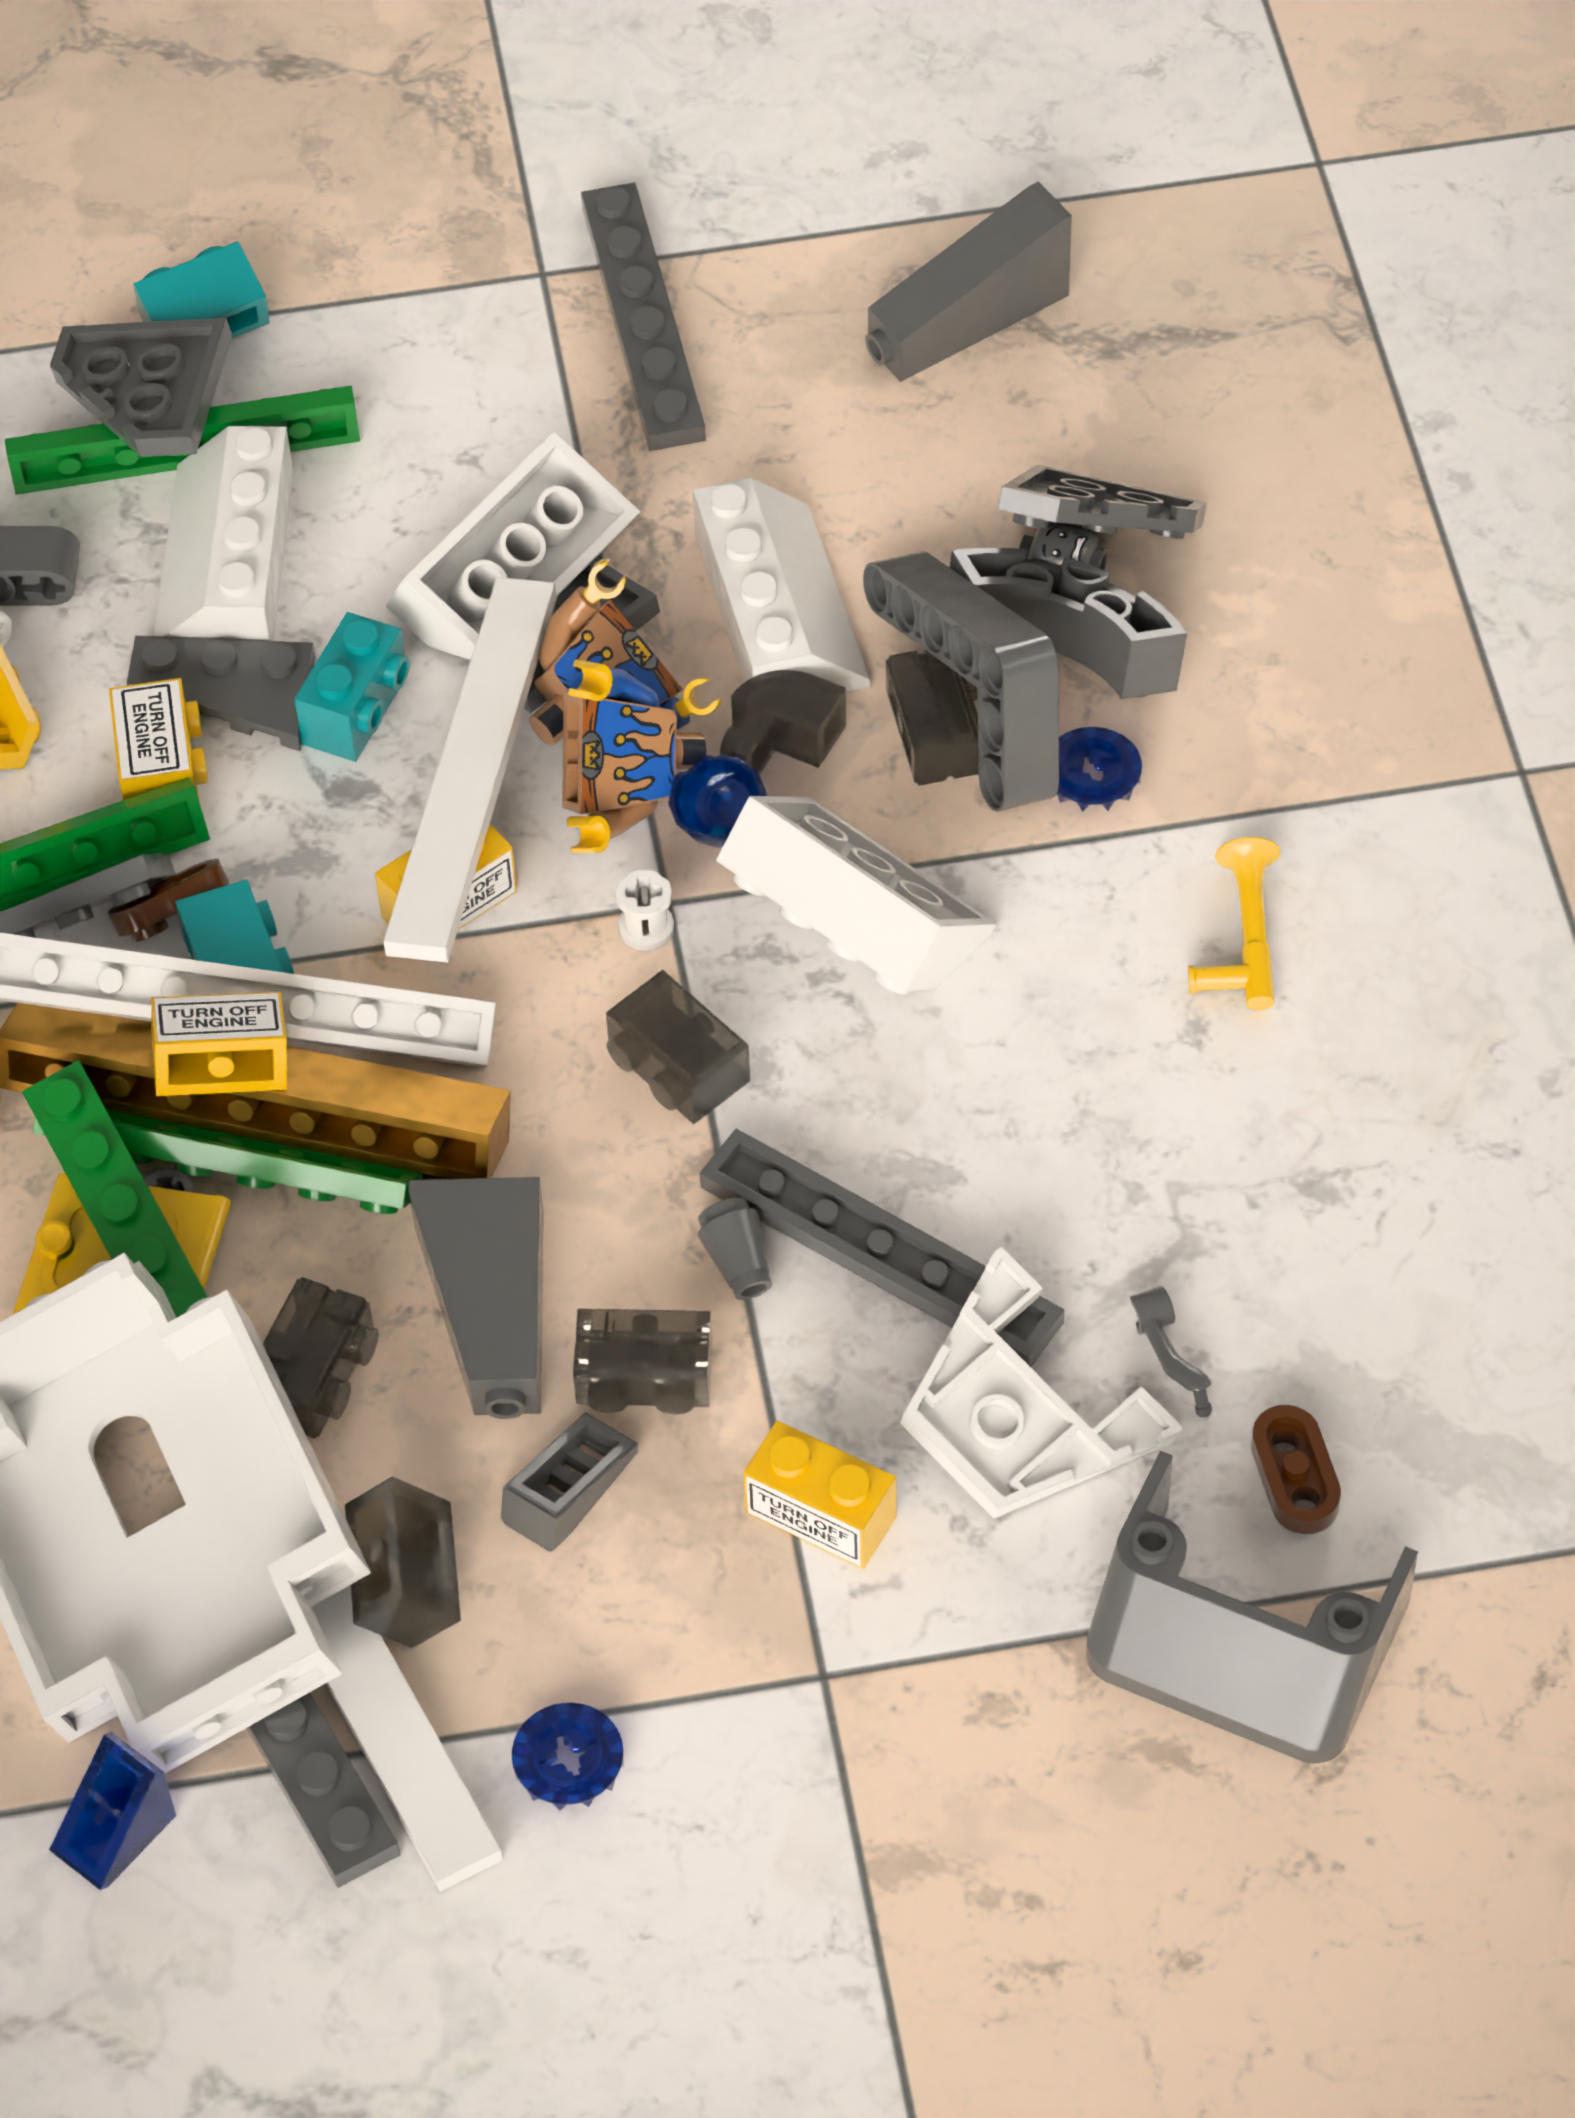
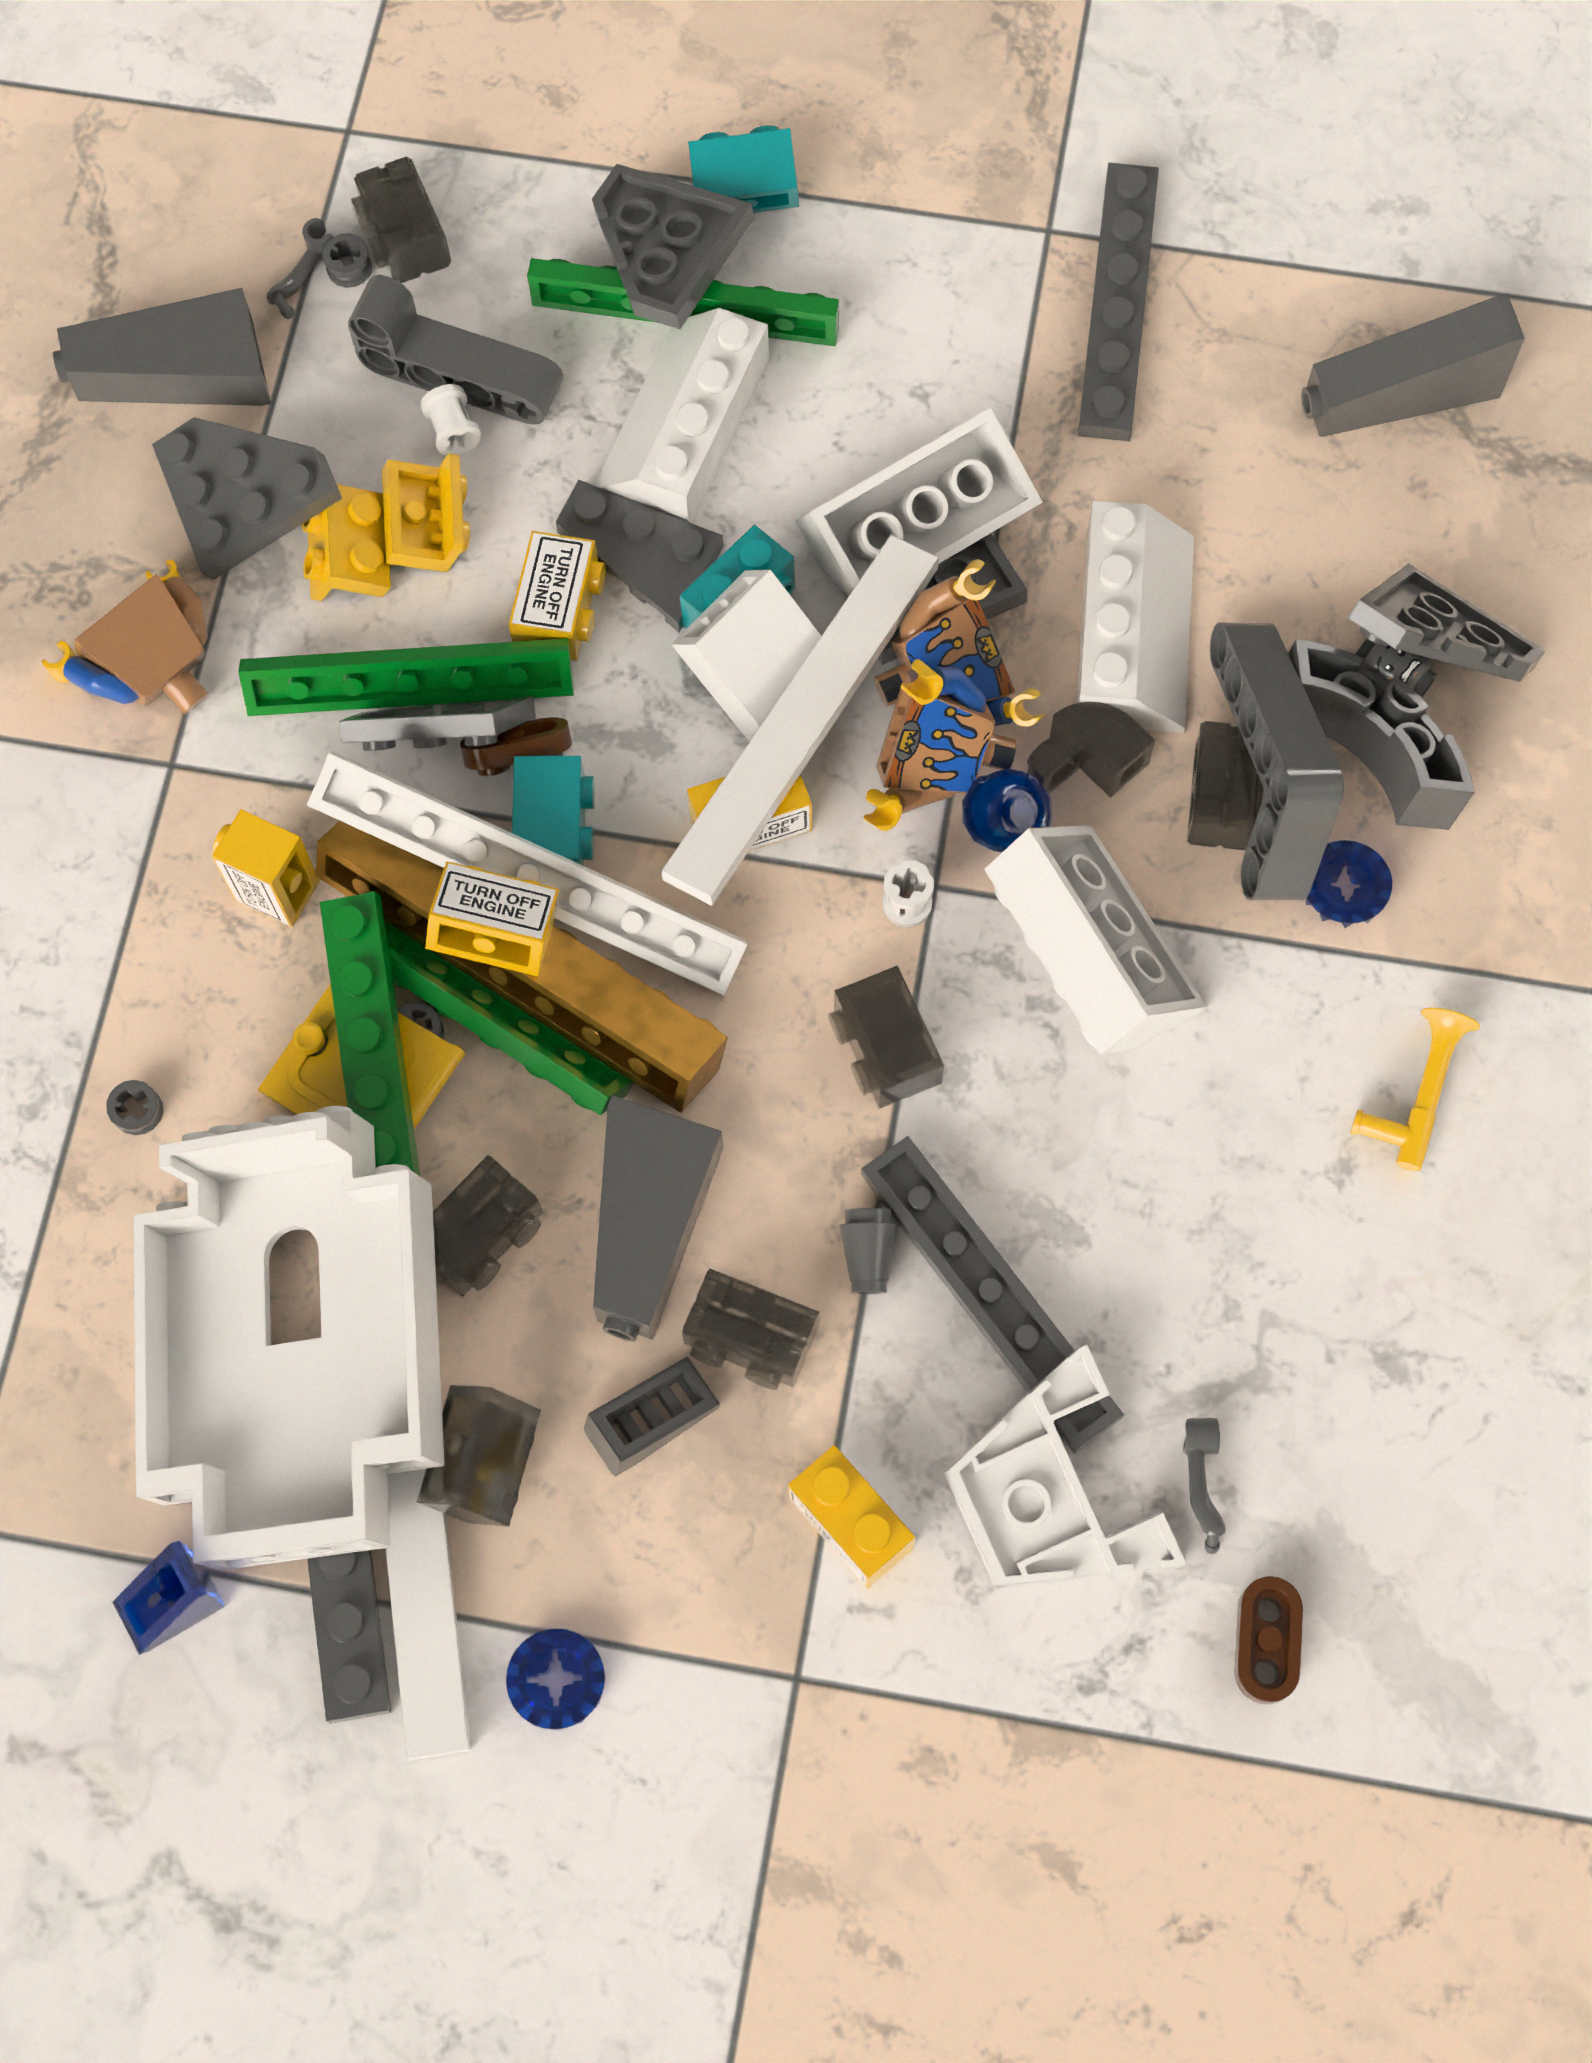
camera: 20 degrees right, 15 degrees up
(388, 725) = (748, 647): none -> white brick
(1231, 1660) = (1136, 1813): windscreen -> none

